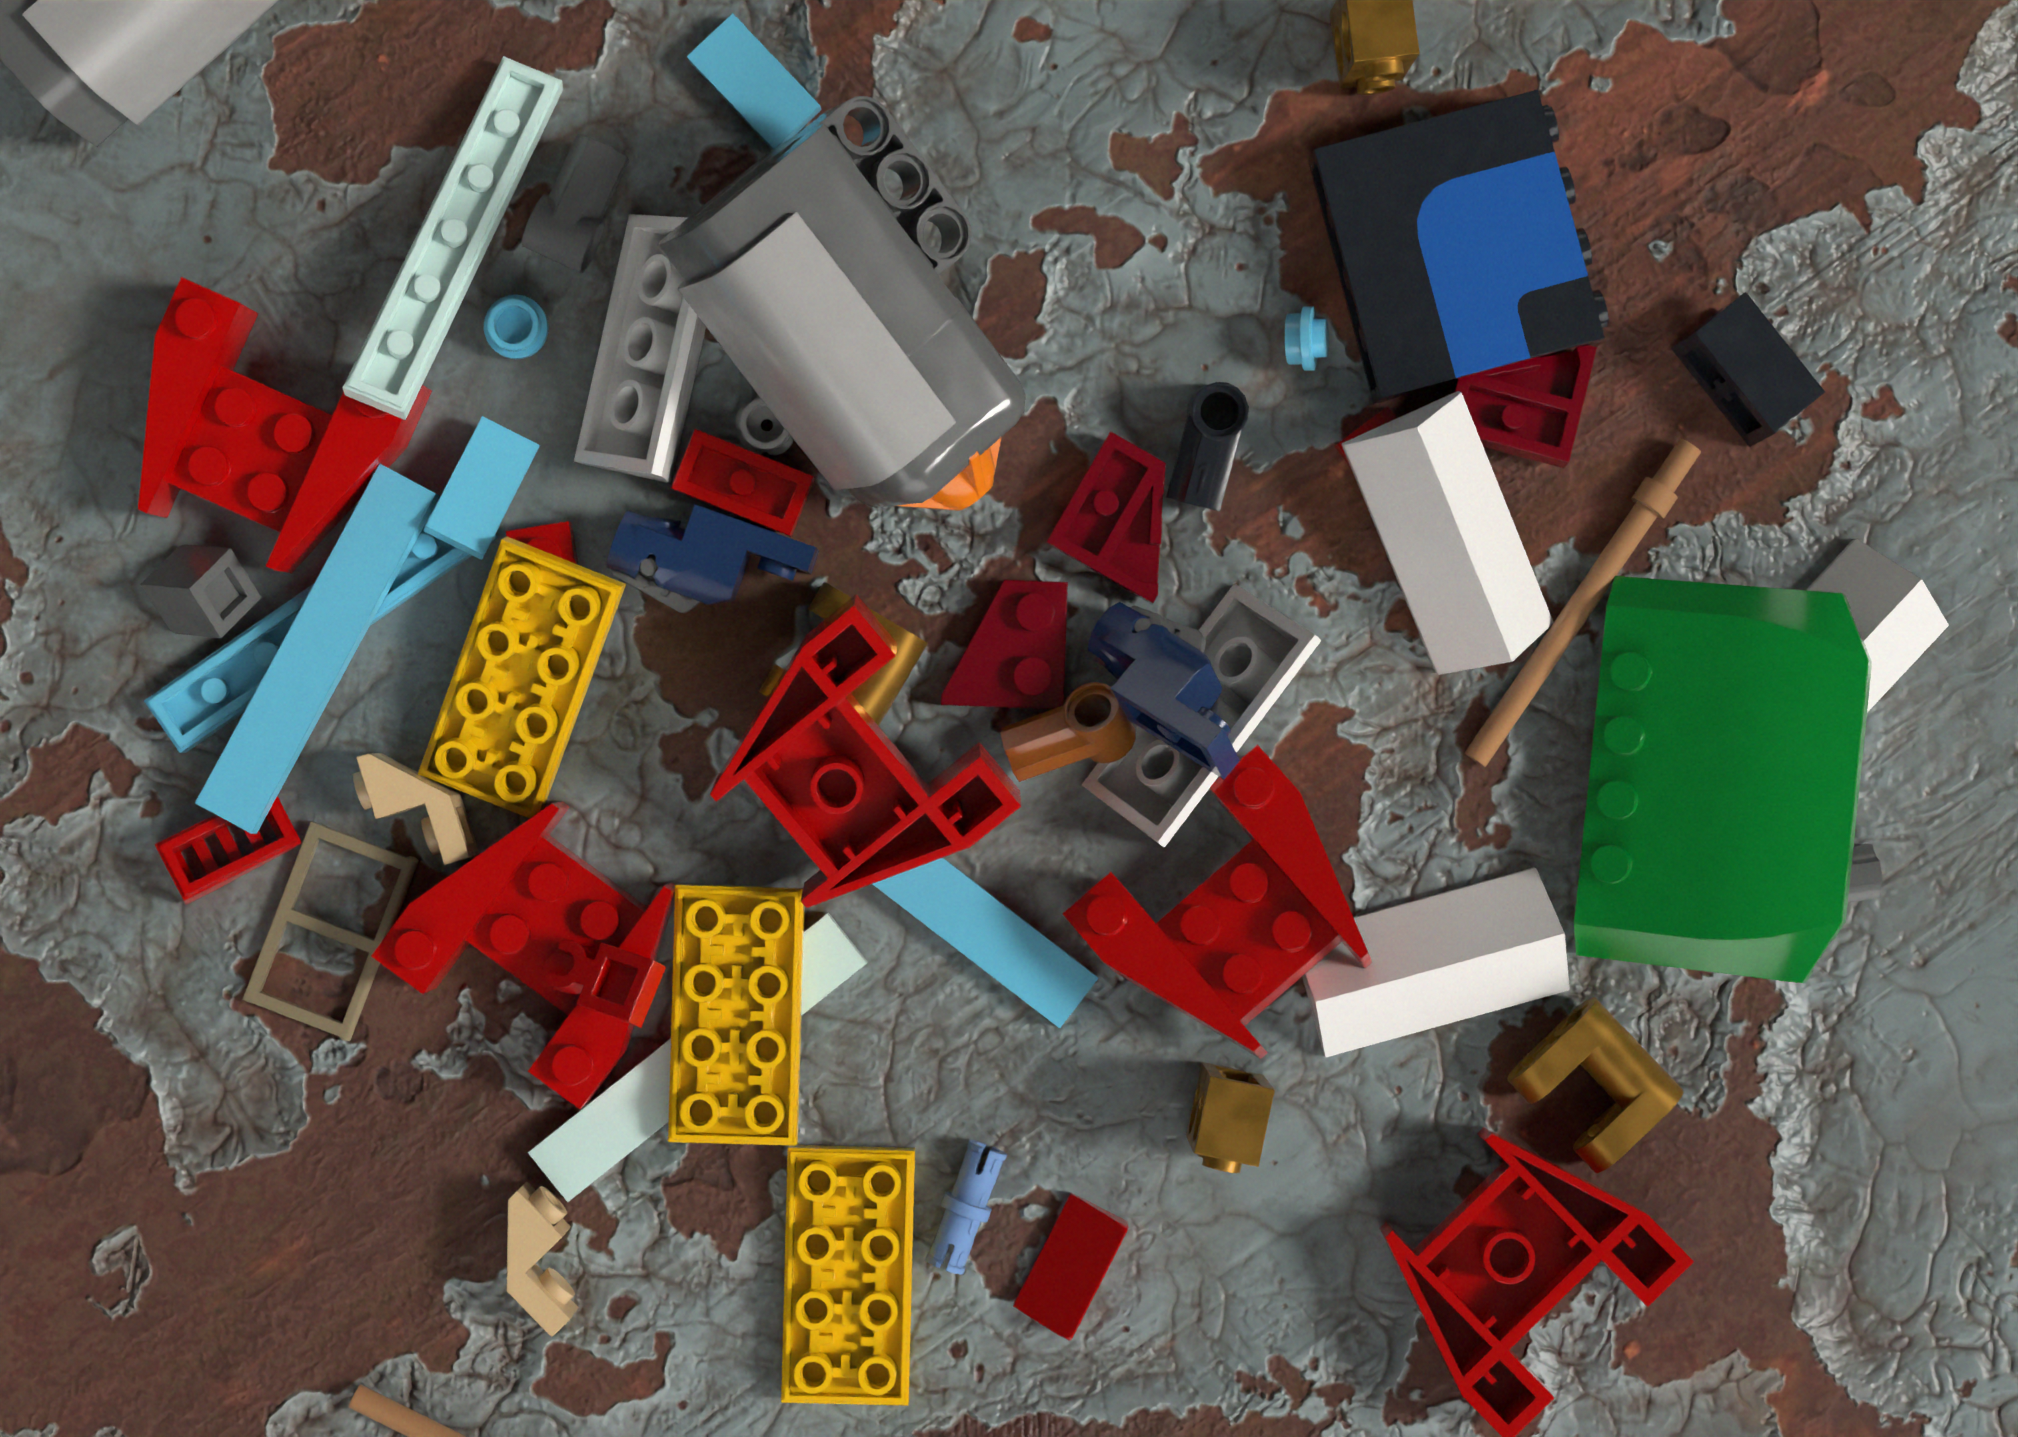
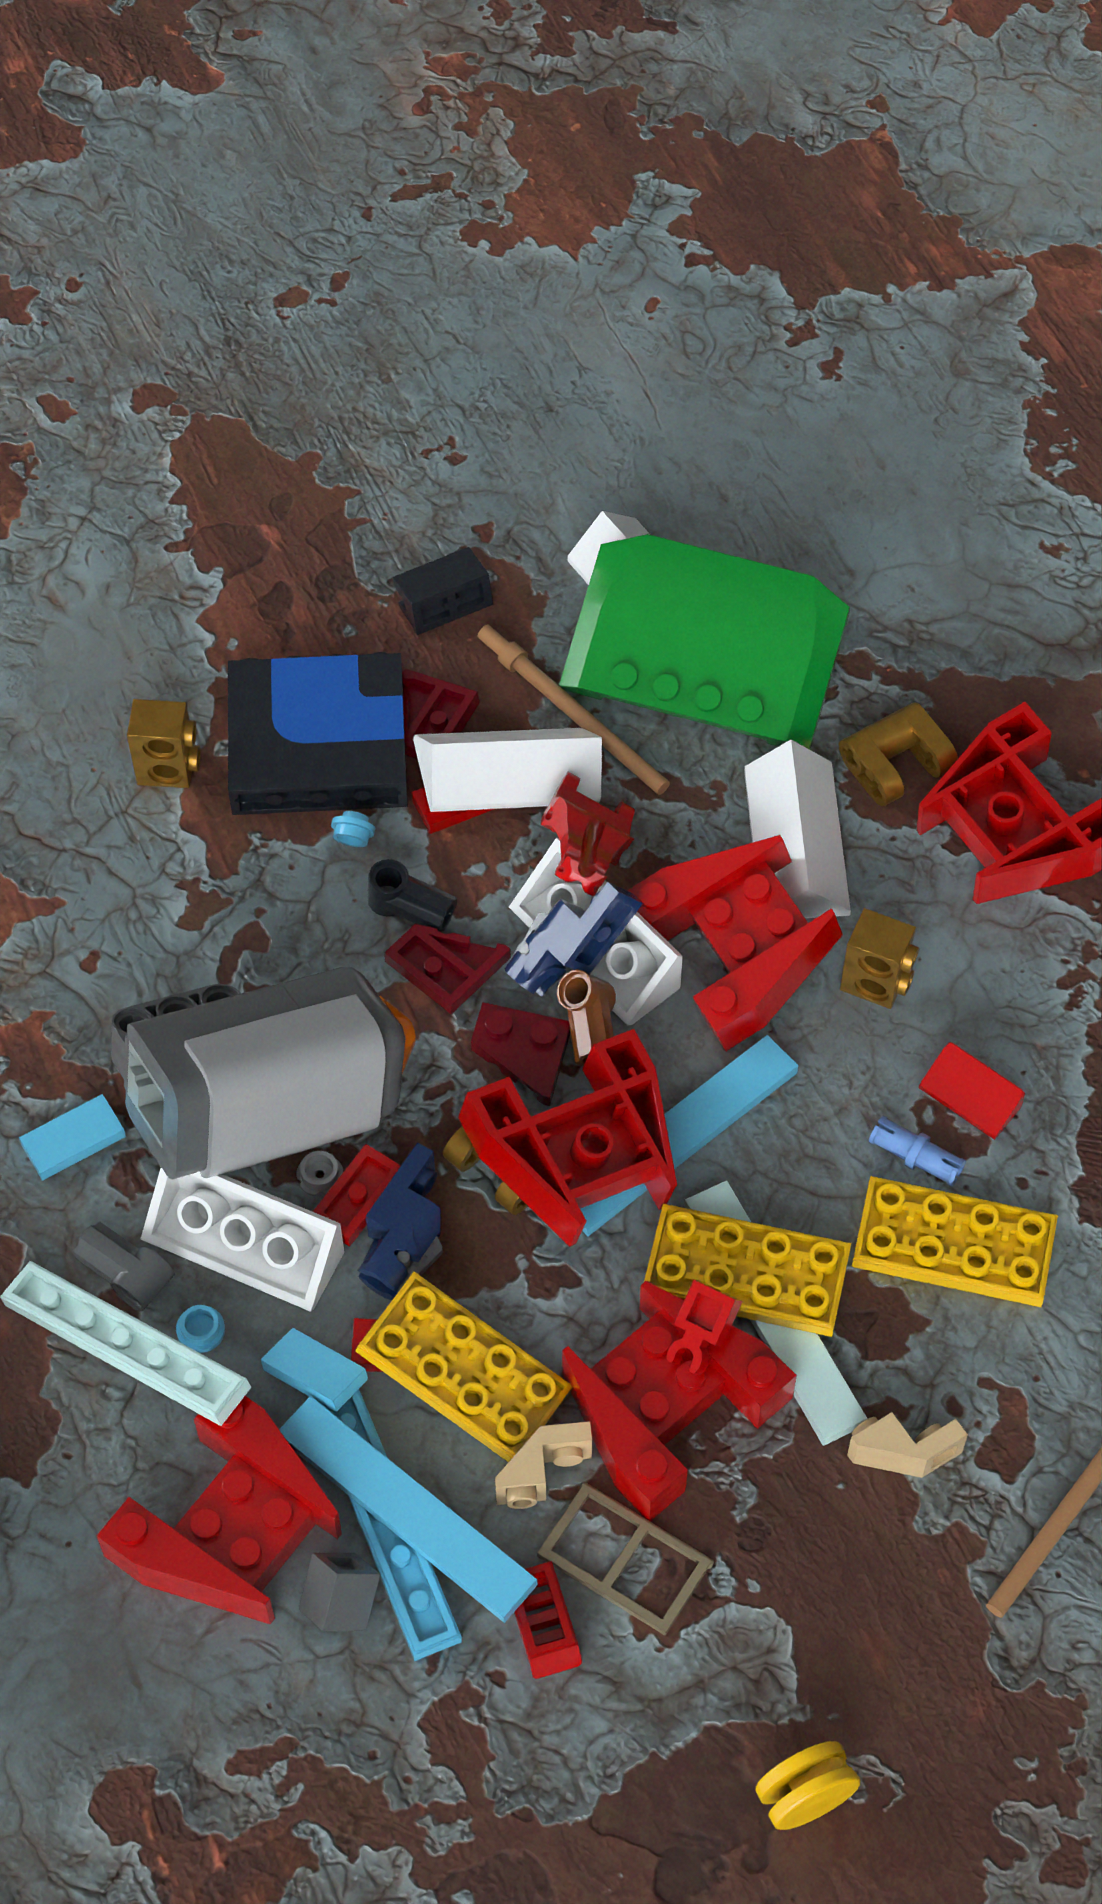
camera: 80 degrees left, 30 degrees down
(65, 1210) = (807, 1785): none -> yellow head
(1345, 678) = (587, 833): none -> red animal

